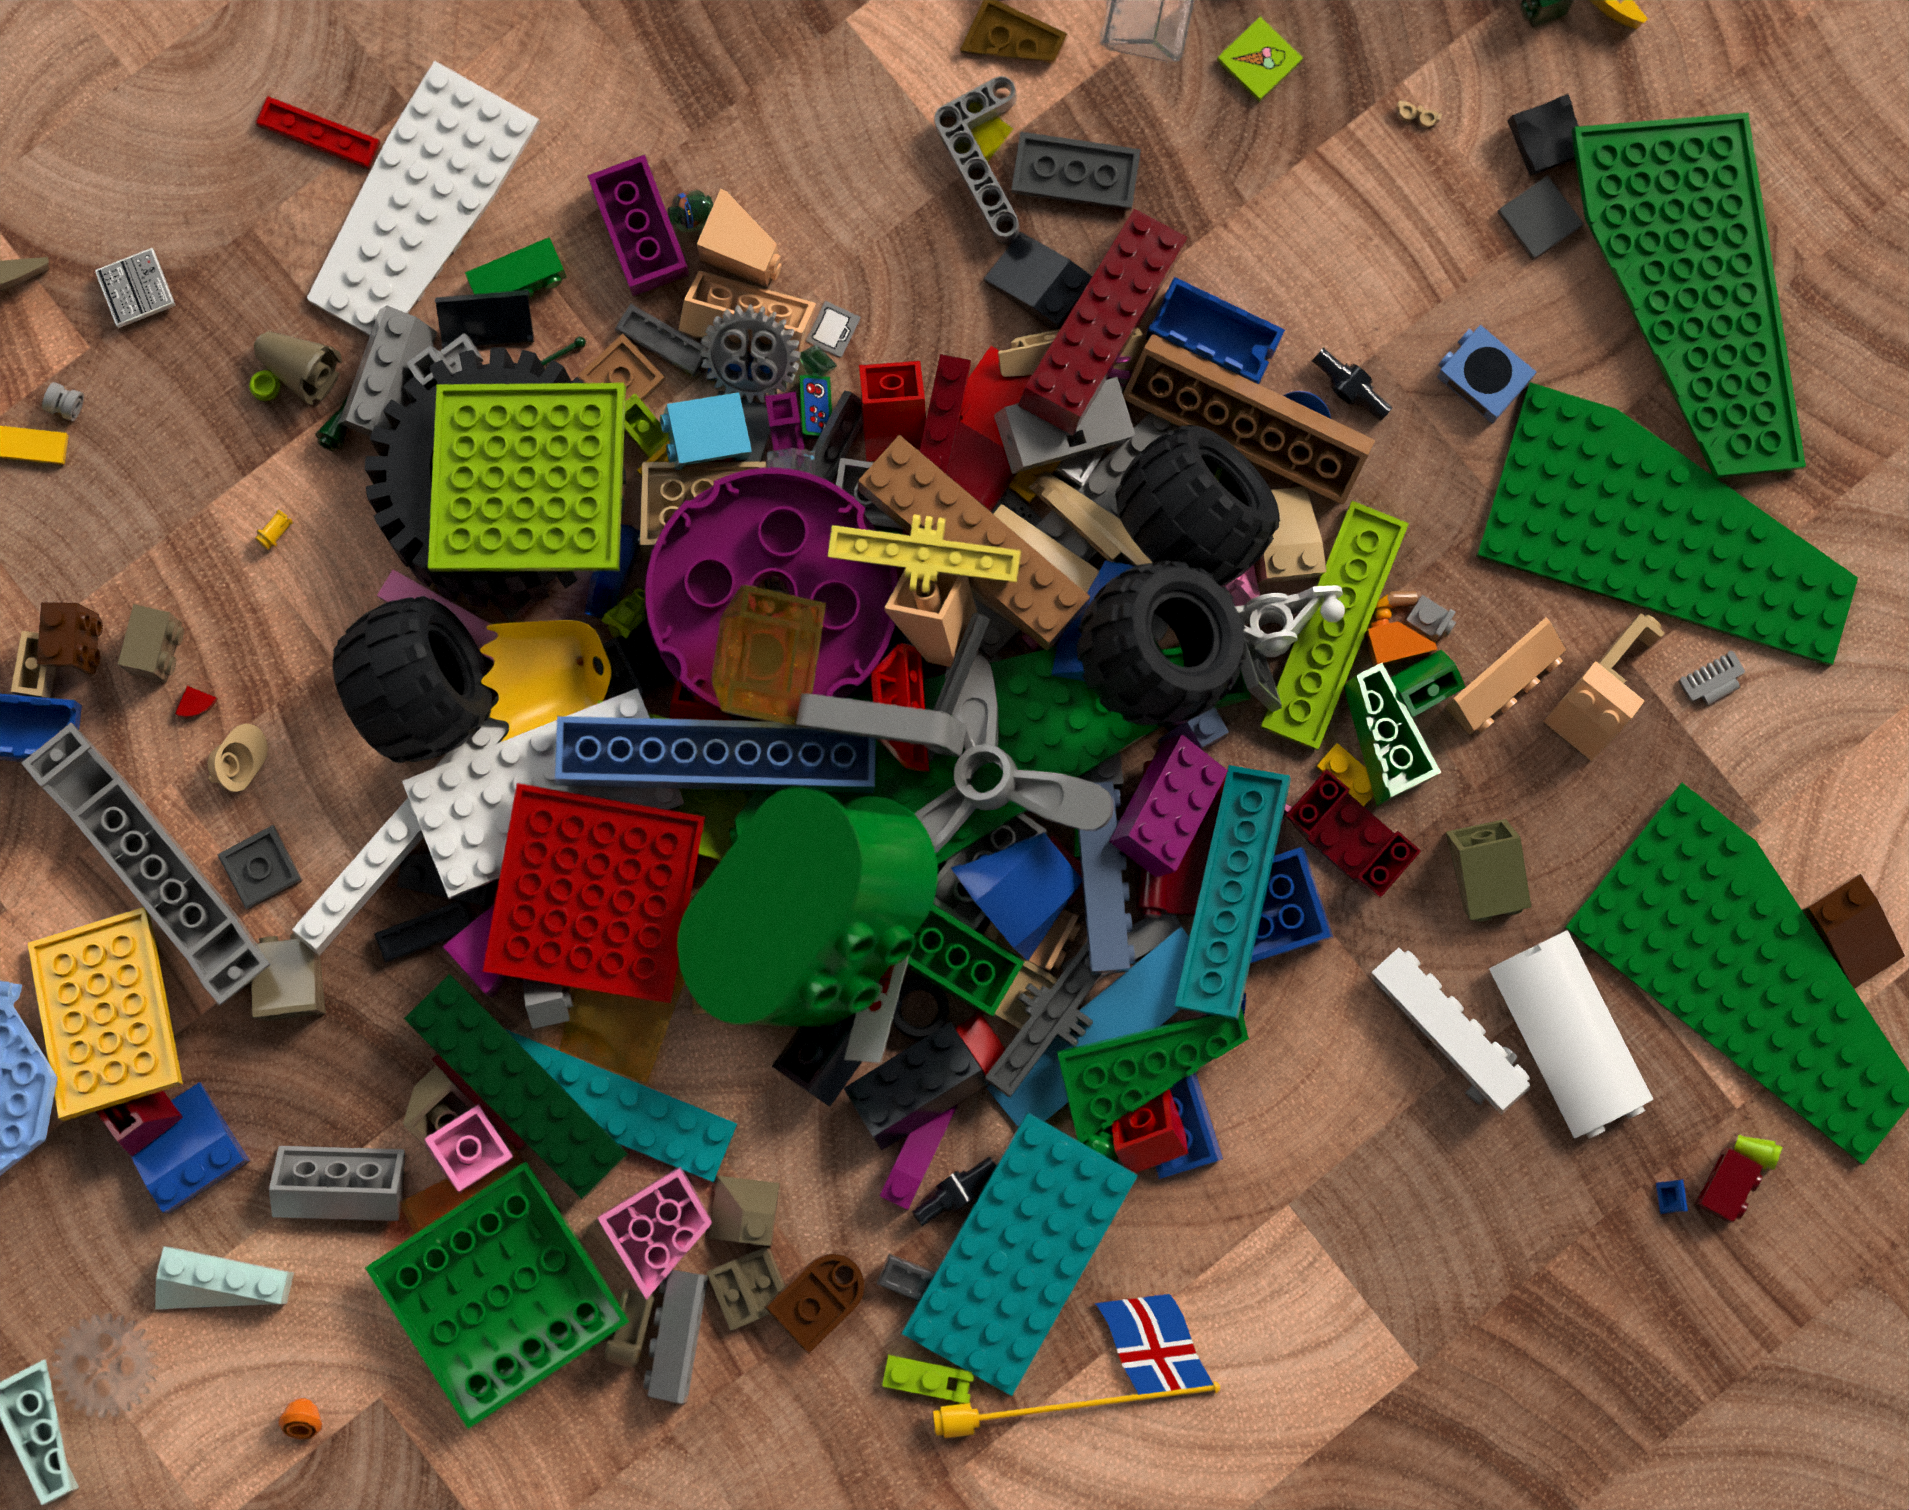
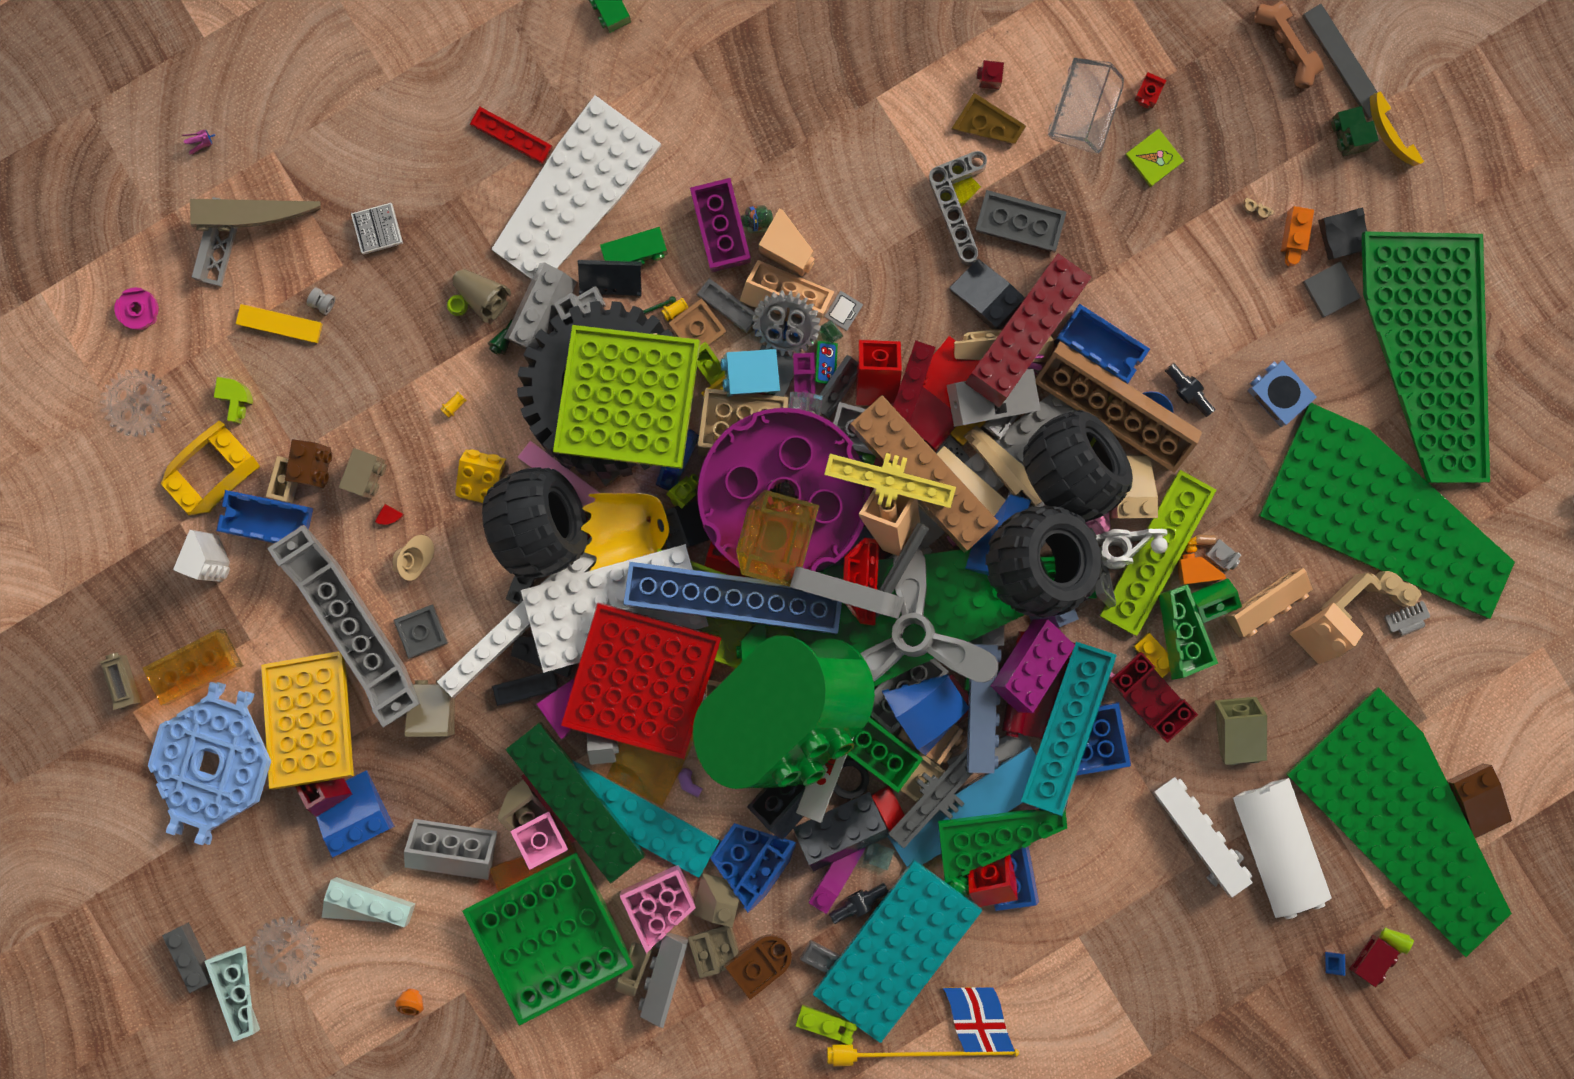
camera: 10 degrees right, 5 degrees up
(318, 625) = (477, 474): none -> yellow bracket
(394, 791) = (519, 583): none -> dark grey leg
(584, 355) = (674, 309): none -> yellow pin
(678, 1043) = (686, 782): none -> medium lavender arm
(790, 1148) = (752, 862): none -> blue wedge
(975, 1118) = (878, 856): none -> clear light blue tile
(1478, 143) = (1296, 234): none -> orange brick
(1695, 640) = (1399, 592): none -> tan brick

